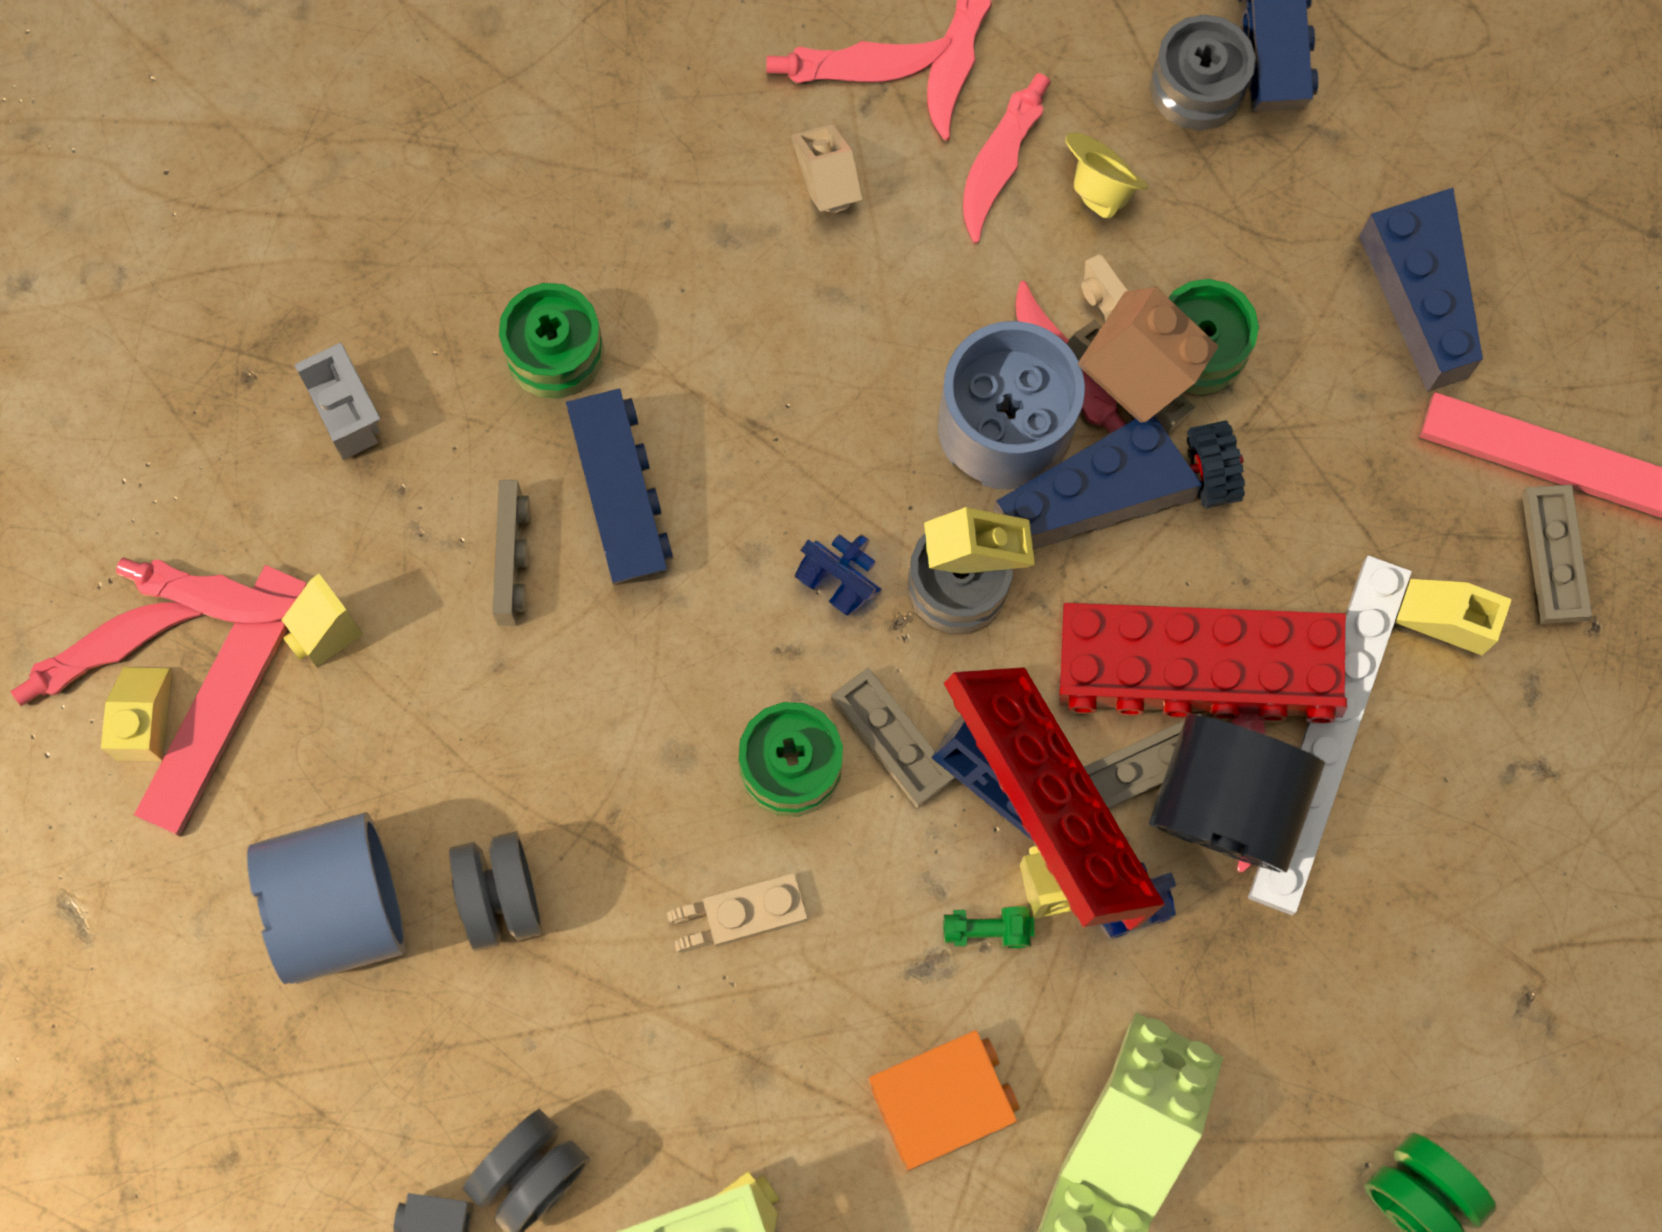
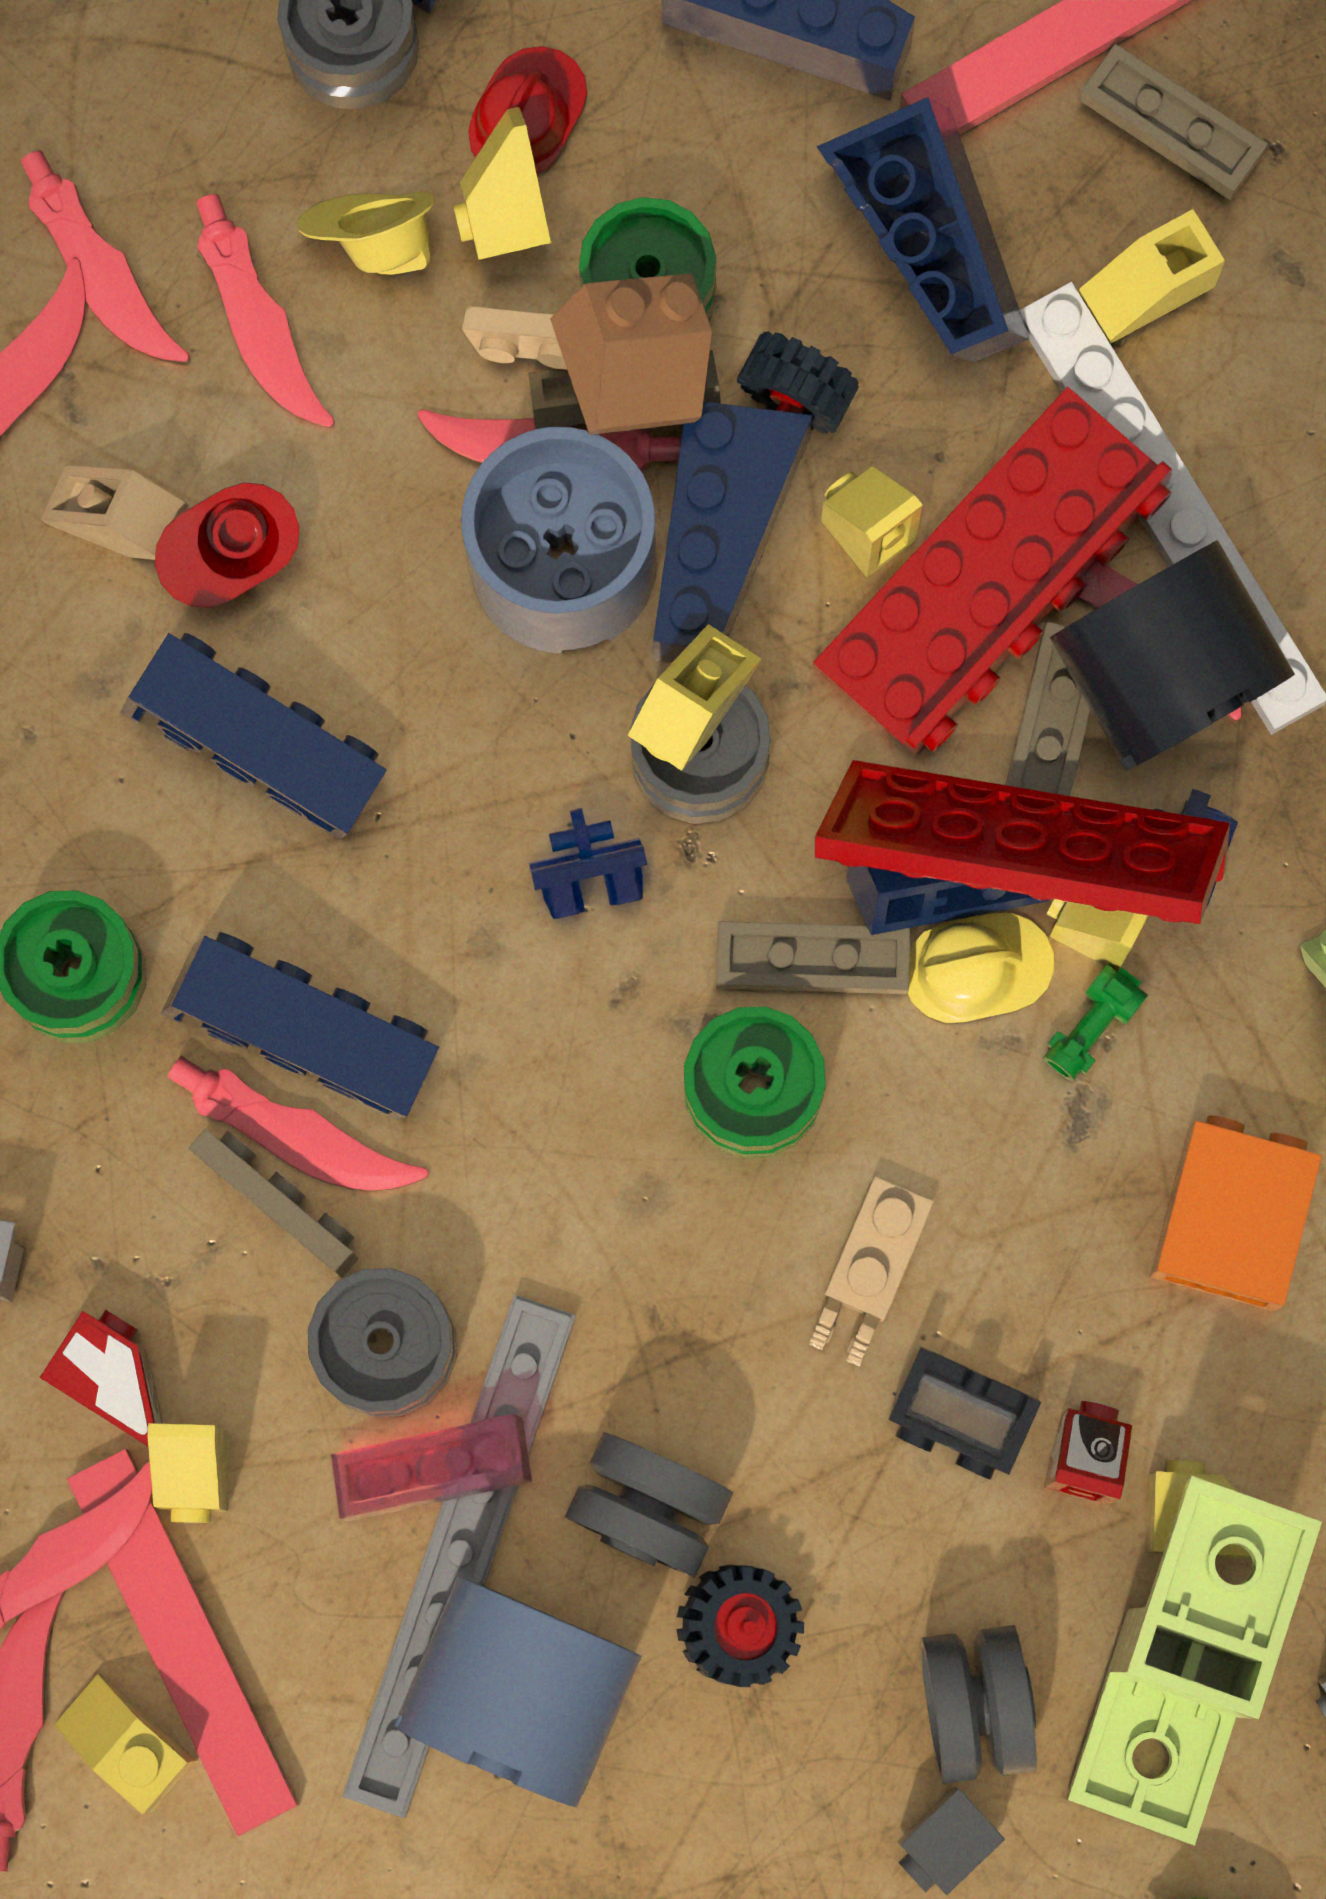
camera: 45 degrees left, 5 degrees up
(340, 538) = (106, 1373): none -> slope
(418, 800) = (460, 1545): none -> light grey tile
(424, 755) = (431, 1468): none -> clear pink plate
(469, 1001) = (740, 1625): none -> black wheel
(480, 645) = (406, 1374): none -> dark grey wheel
(557, 534) = (291, 1133): none -> coral sword
(695, 1031) = (964, 1412): none -> window
(729, 1124) = (1090, 1454): none -> slope
(761, 332) = (255, 734): none -> dark blue wedge
(855, 235) = (226, 544): none -> red piece
(967, 838) = (979, 967): none -> light yellow piece
(1173, 567) = (871, 517): none -> light yellow slope
(1181, 223) = (502, 193): none -> light yellow slope
(1242, 204) = (548, 92): none -> red piece
(1373, 465) = (930, 220): none -> dark blue wedge

